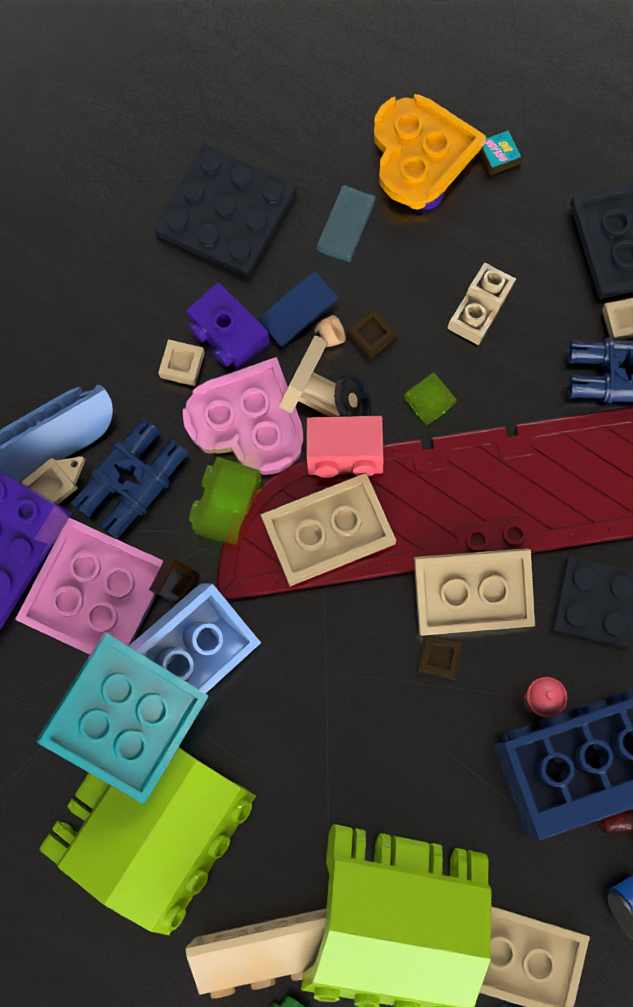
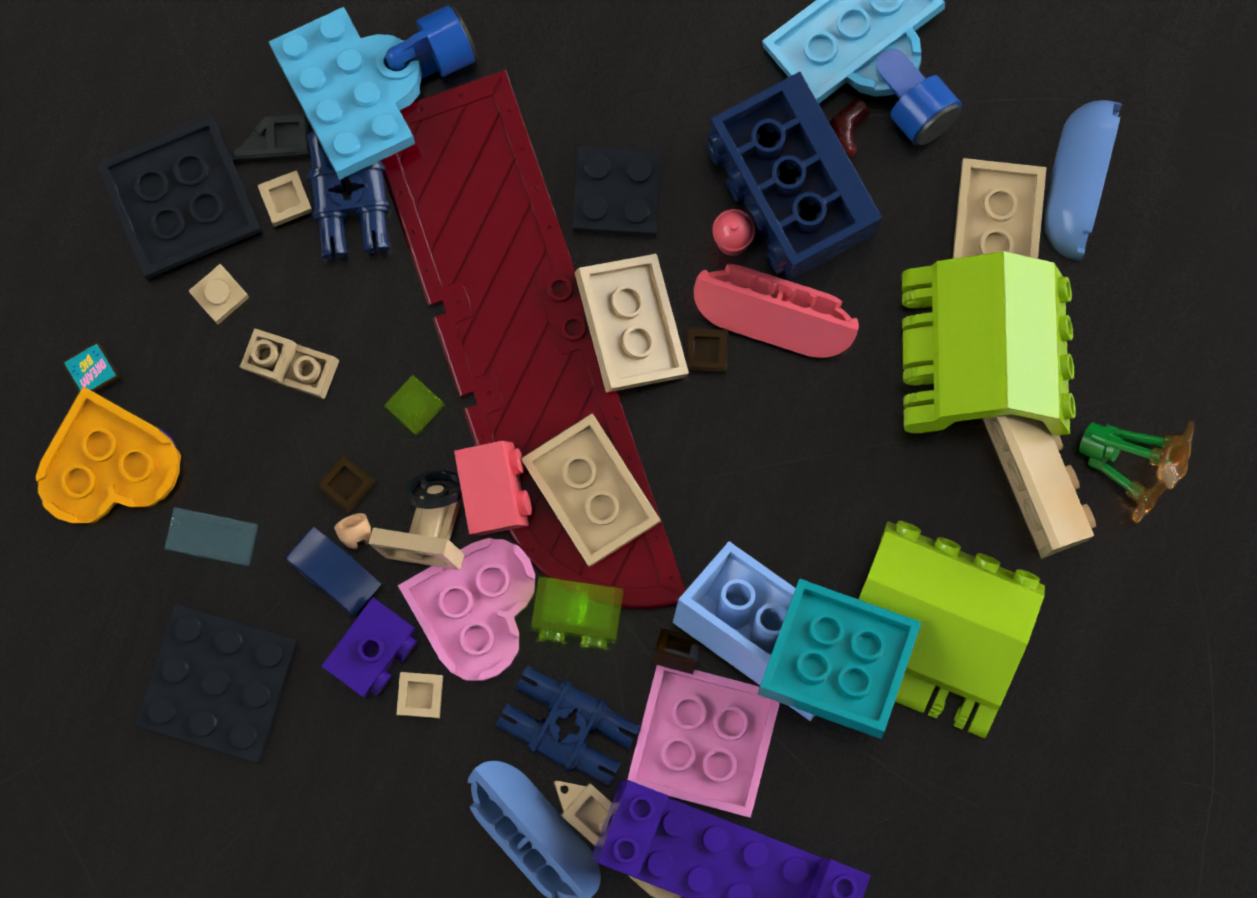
camera: 105 degrees left, 5 degrees up
(466, 725) = (775, 311): none -> coral brick
(549, 257) = (218, 294): none -> tan plate

